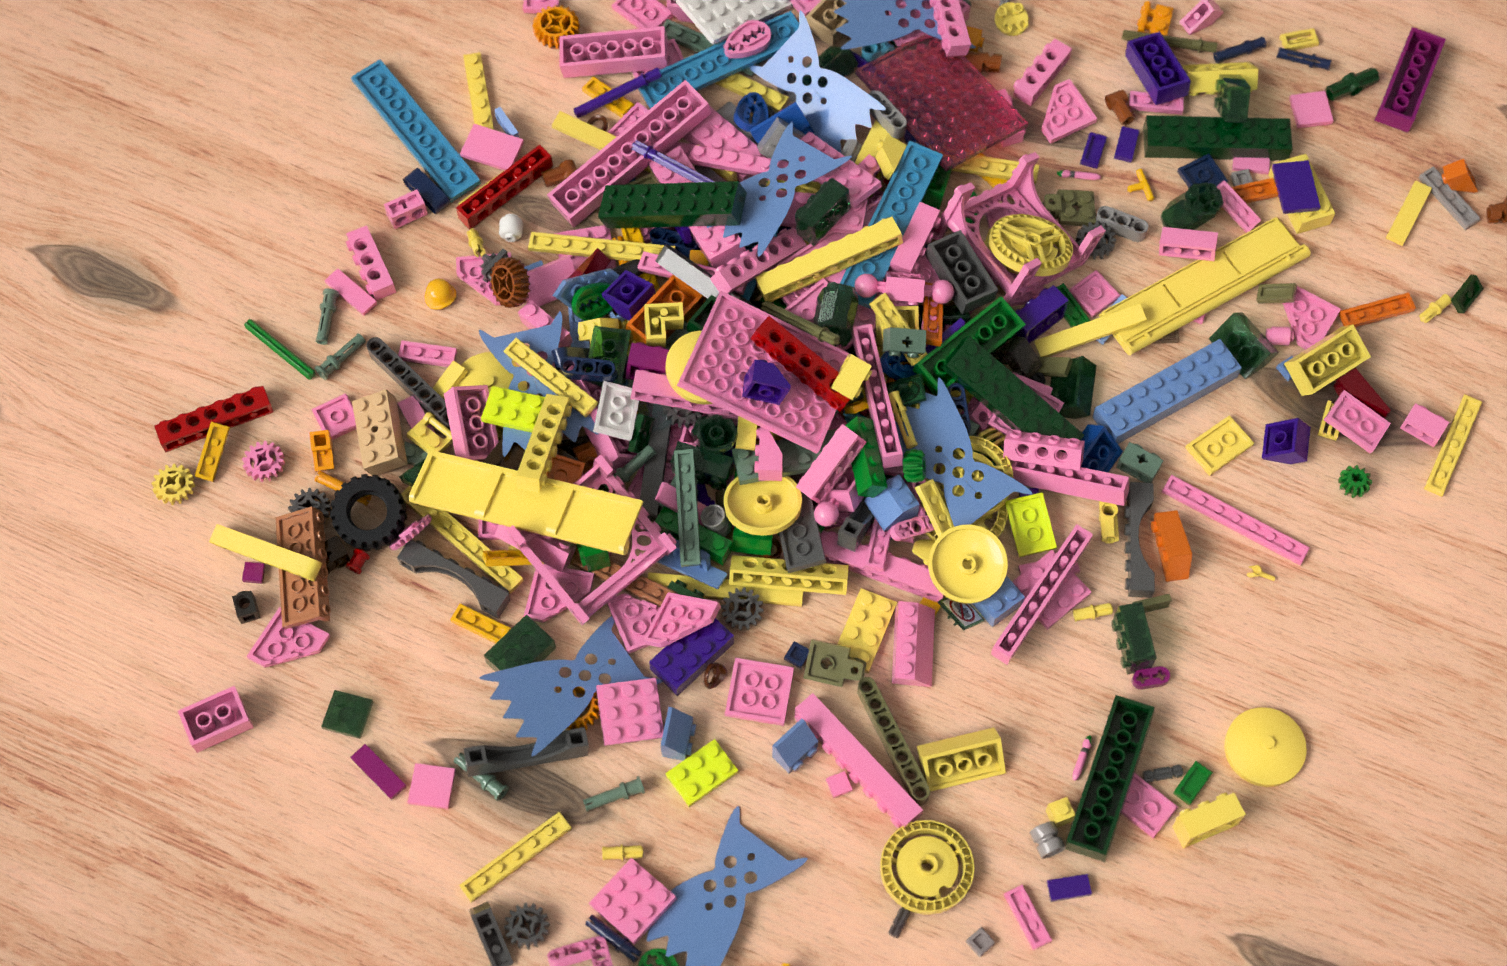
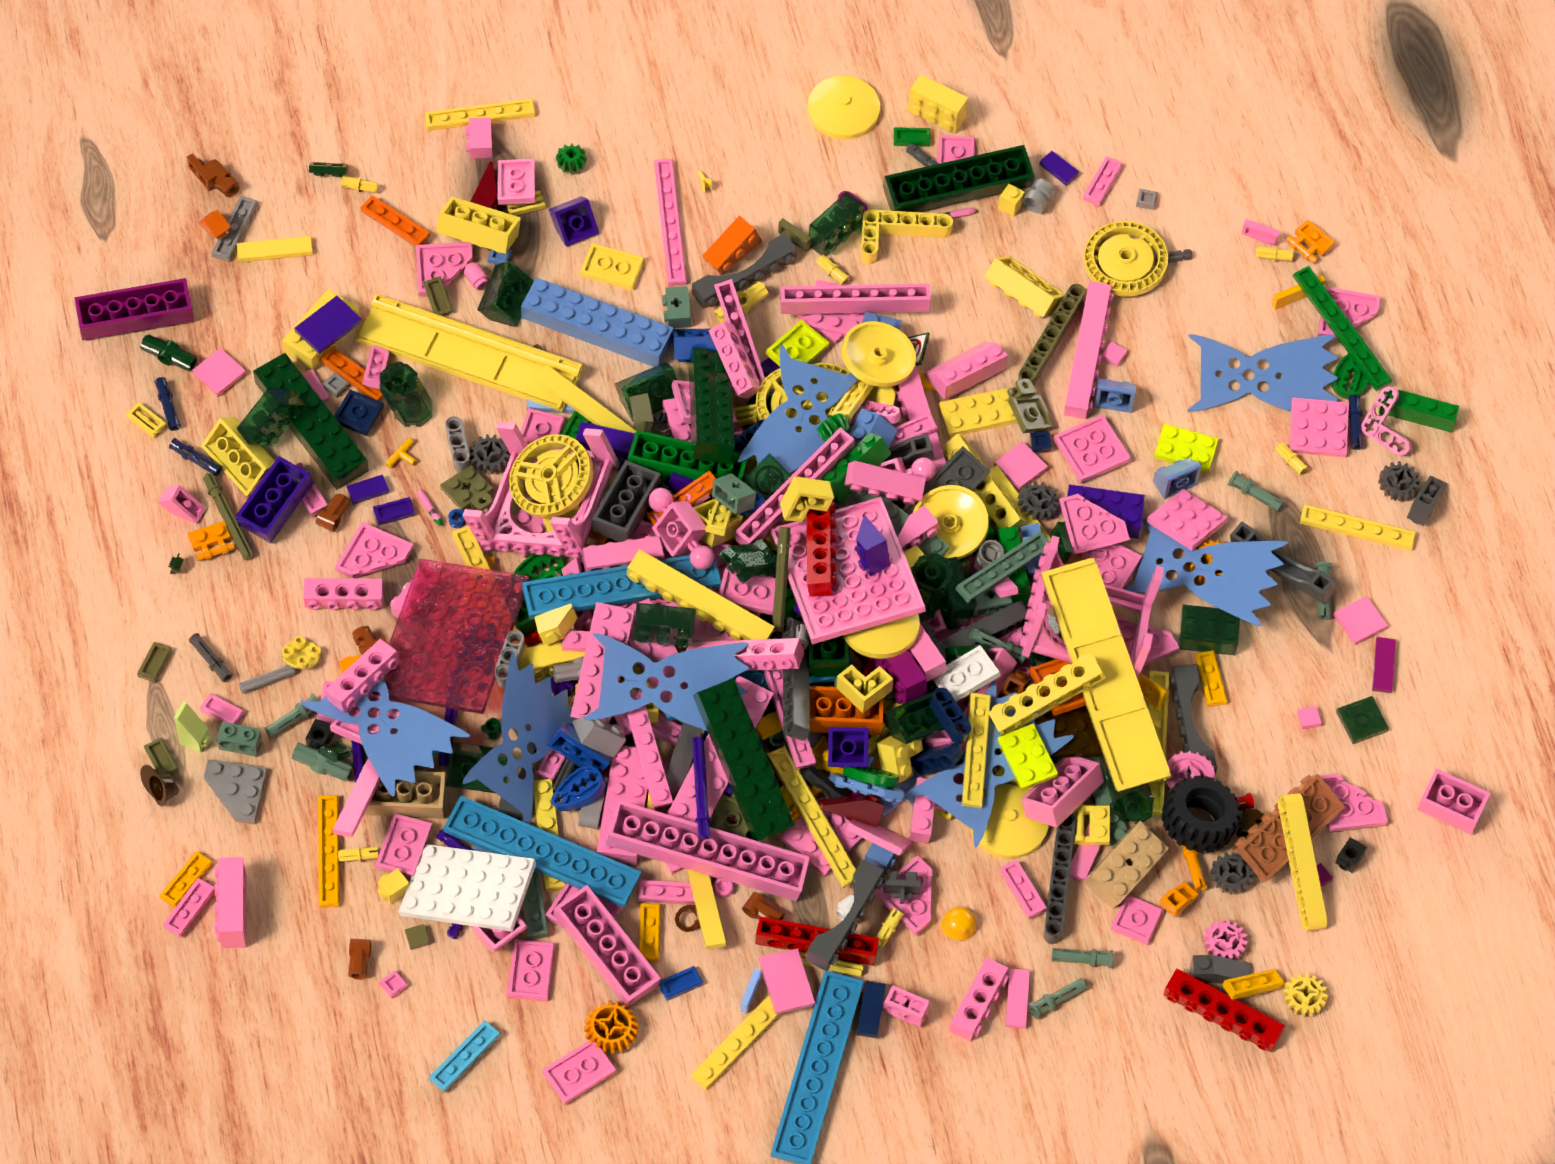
camera: 130 degrees left, 5 degrees down
(249, 432) = (1217, 969): none -> dark grey slope
(280, 349) = (1117, 1013): green axle -> none
(384, 673) = (1309, 717): none -> bright pink tile
(450, 378) = (1032, 850): light yellow tile -> none
(510, 282) = (913, 851): dark orange gear -> none
(515, 235) = (826, 946): none -> dark grey arch
(553, 91) = (680, 983): none -> blue tile
(636, 83) = (646, 912): dark purple axle -> none
(719, 673) = (1103, 485): reddish brown piece -> none
(744, 48) = (515, 846): bright pink piece -> none
(788, 624) = (1021, 465): none -> bright pink tile
(910, 440) = (811, 448): light yellow pin -> none
(1054, 180) = (456, 524): none -> blue bush
(1100, 697) = (916, 227): none -> light yellow beam
(1188, 243) = (440, 381): bright pink brick -> none

